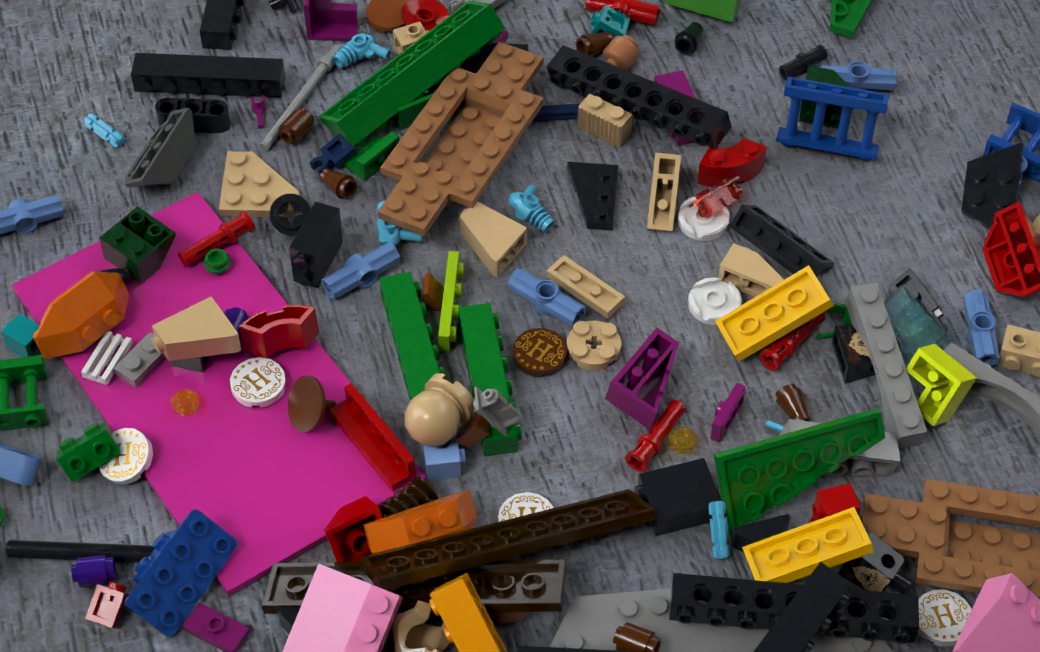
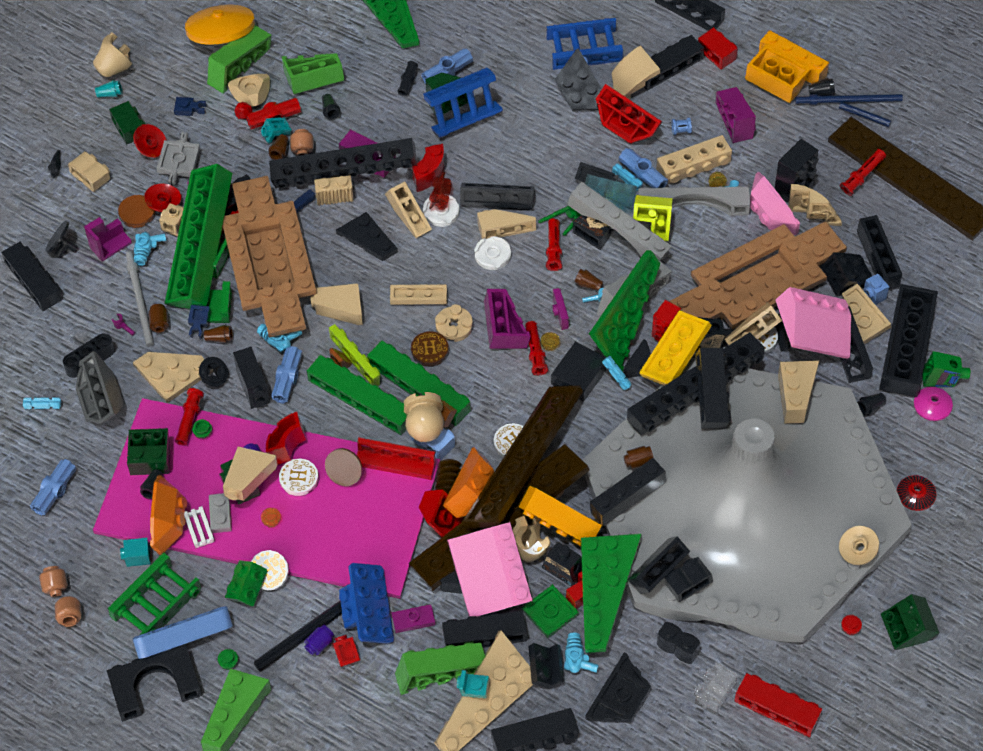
camera: 40 degrees left, 5 degrees up
(208, 75) = (70, 325): black brick -> none
(495, 409) = (453, 393): light grey hinge -> none
(528, 208) = (342, 271): medium azure piece -> none
(546, 297) = (395, 316): medium blue piece -> none
(774, 313) = (537, 237): yellow plate -> none
(943, 597) = (758, 324): none -> tan slope
(956, 324) = (627, 176): none -> medium azure axle

